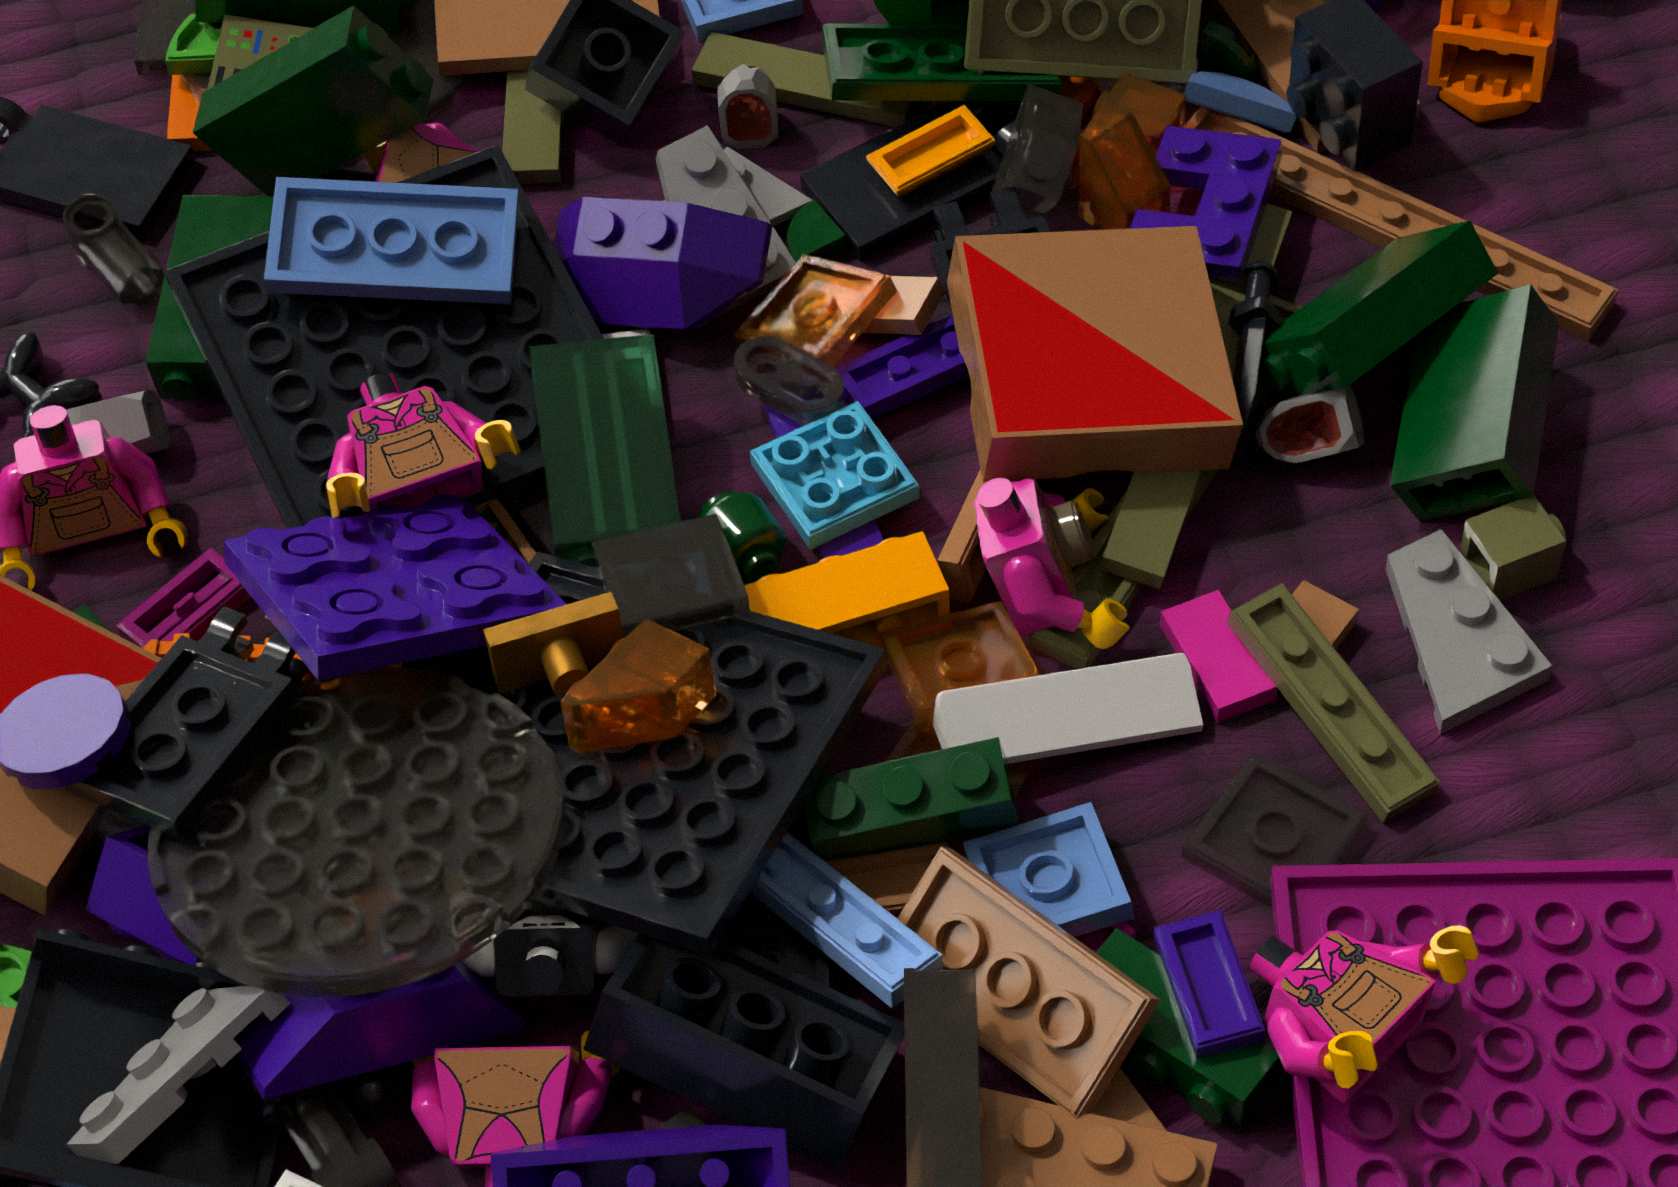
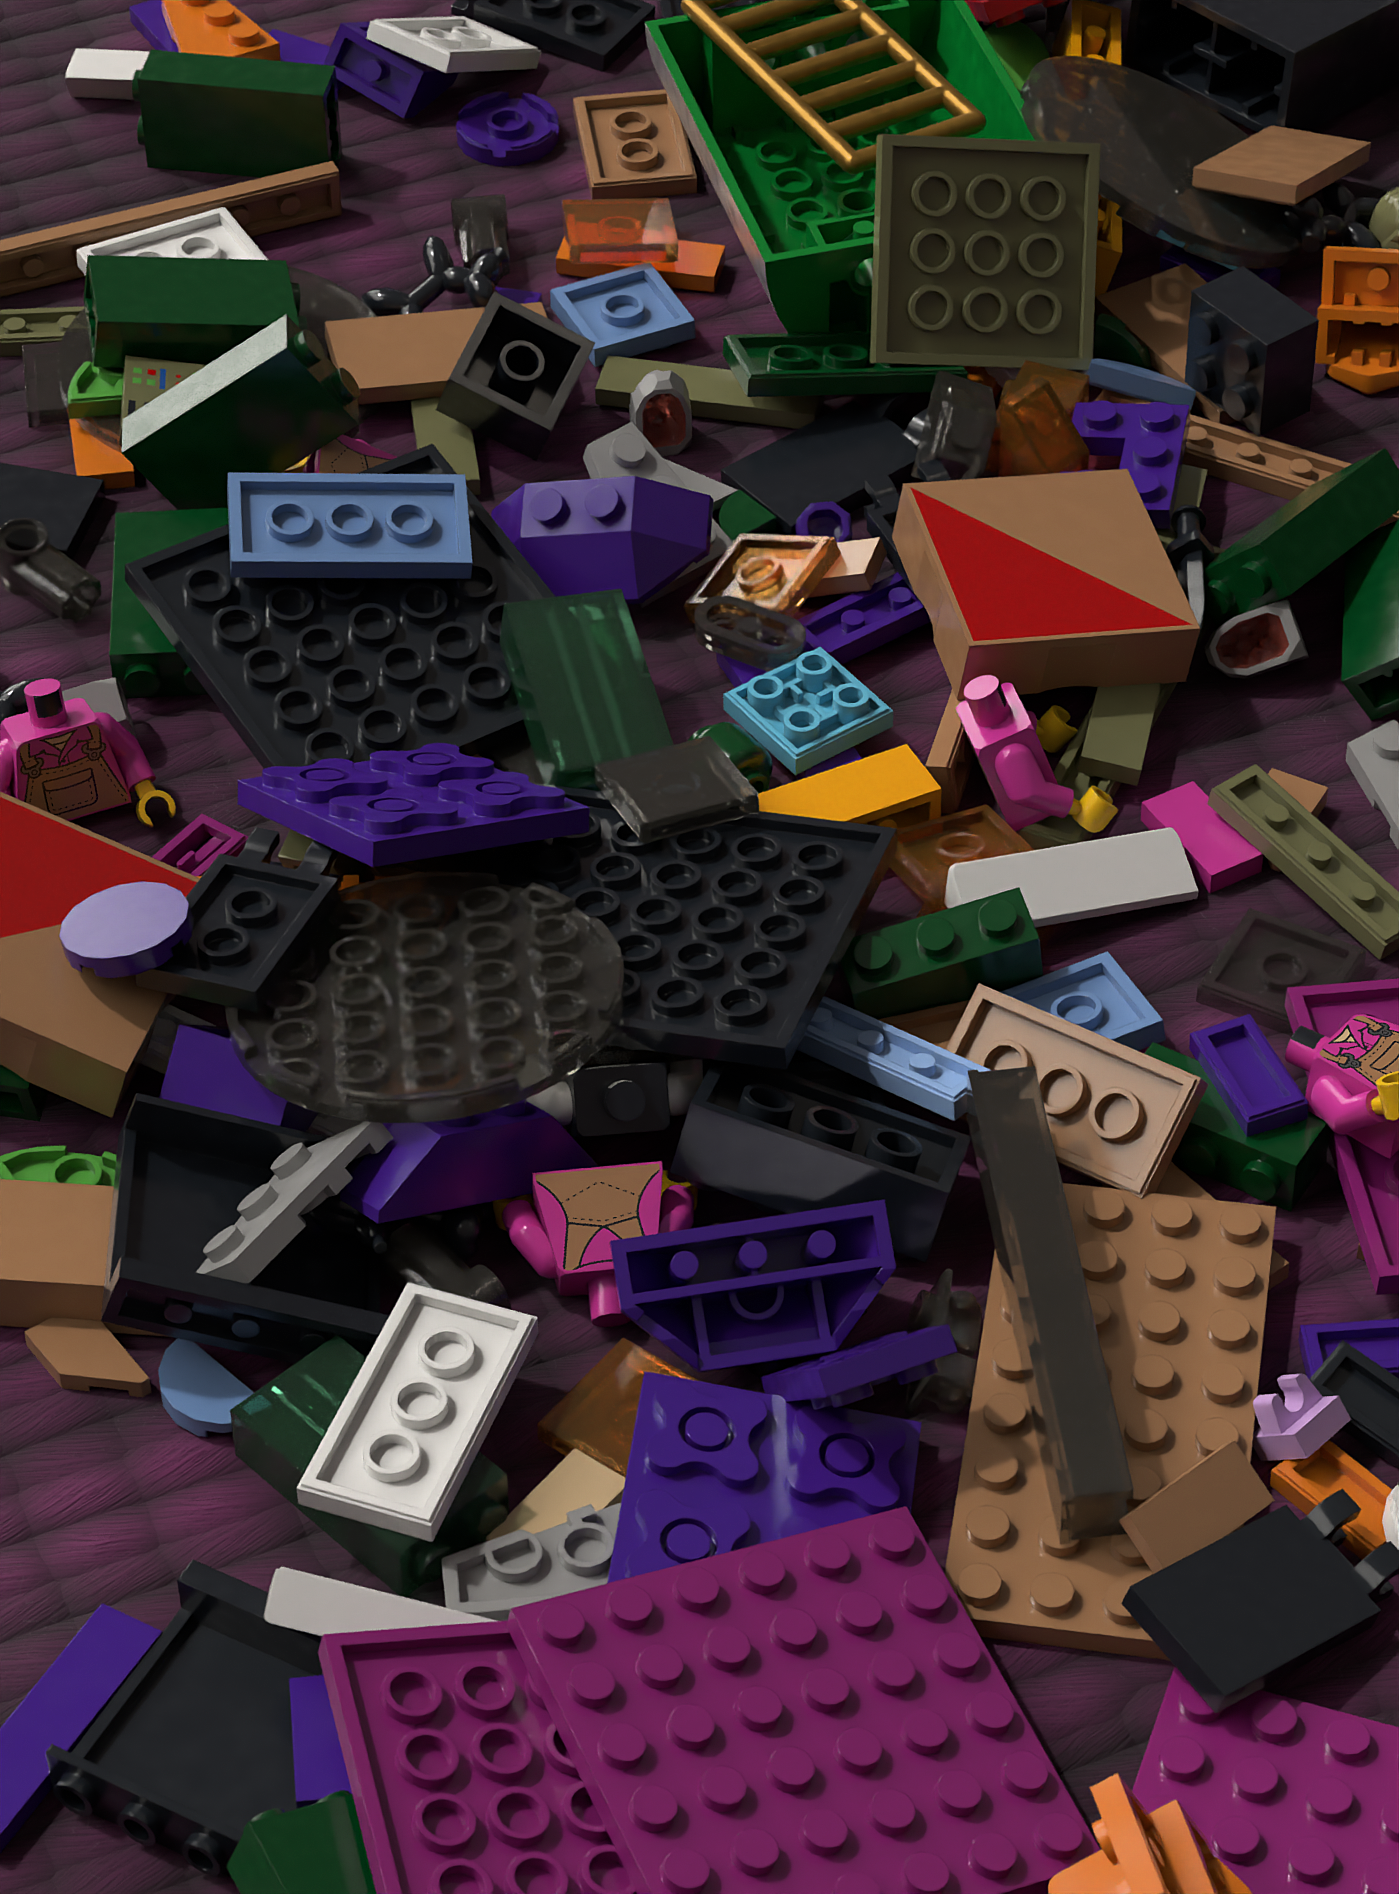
camera: 10 degrees left, 10 degrees down
(411, 449) = (405, 698): torso -> none
(554, 644) = (584, 839): pearl gold tile -> none
(639, 691) = (675, 867): clear orange slope -> none
(890, 252) = (825, 520): none -> dark purple tile
(931, 151) = (849, 439): light orange tile -> none
(1073, 533) = (1051, 738): dark tan tile -> none

